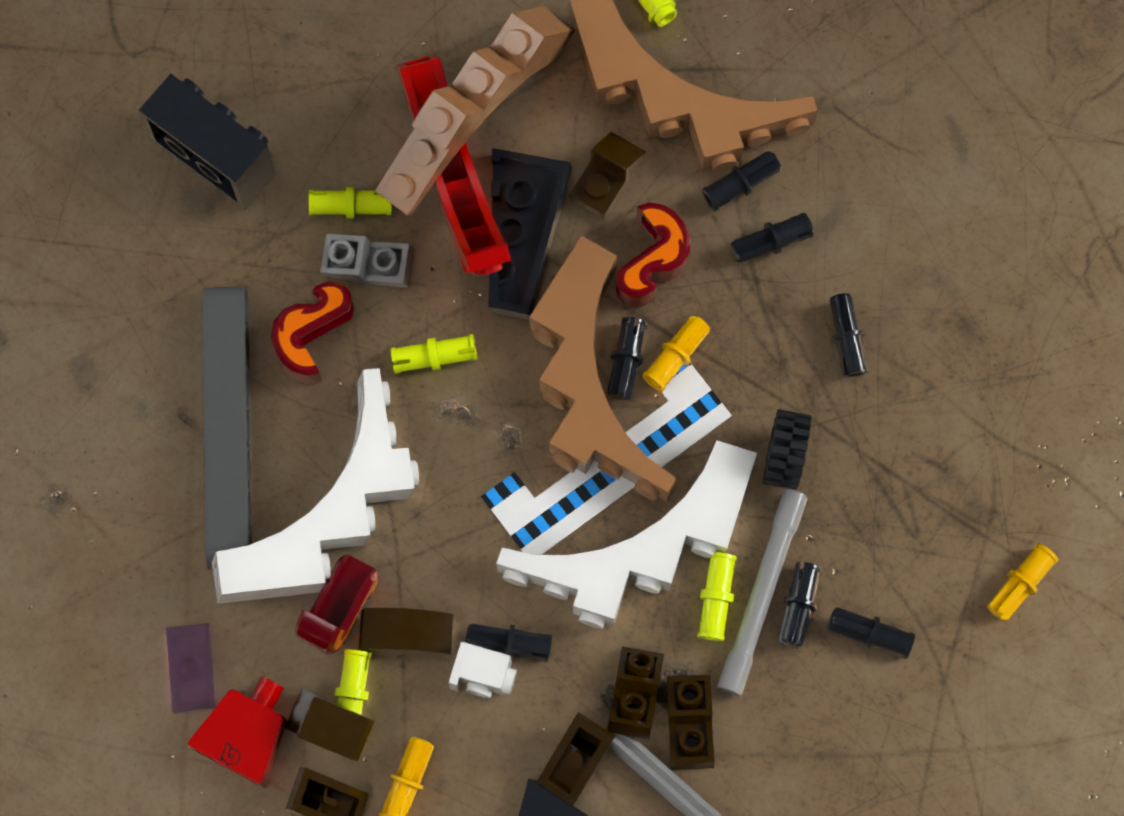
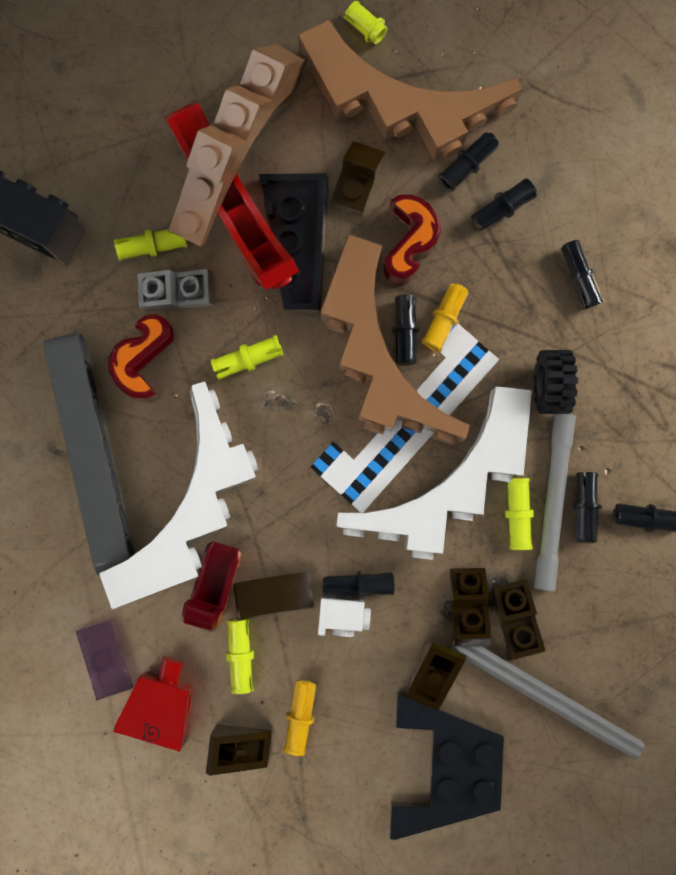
camera: 15 degrees left, 10 degrees up
(329, 725) = (226, 689): dark brown slope -> none

